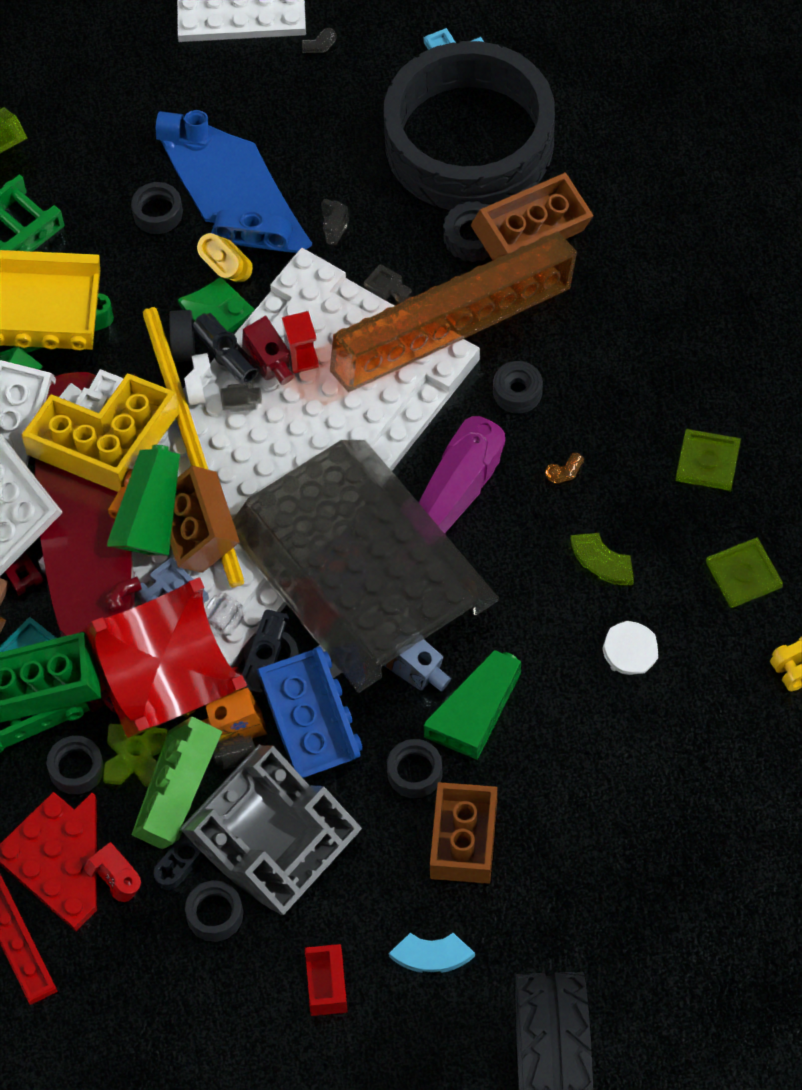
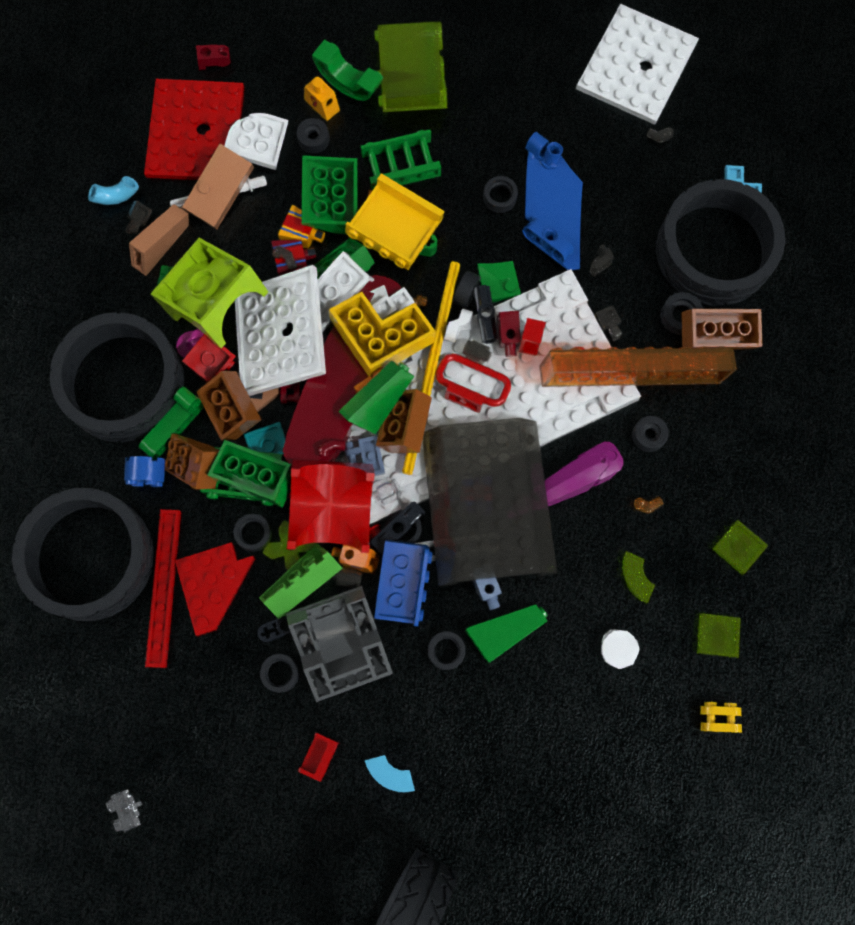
camera: 25 degrees right, 15 degrees up
(115, 872) = (238, 622): red leg -> none
(224, 257) = (521, 250): yellow brick -> none
(256, 456) = (468, 397): none -> red bar
(463, 833) = (450, 712): dark orange brick -> none

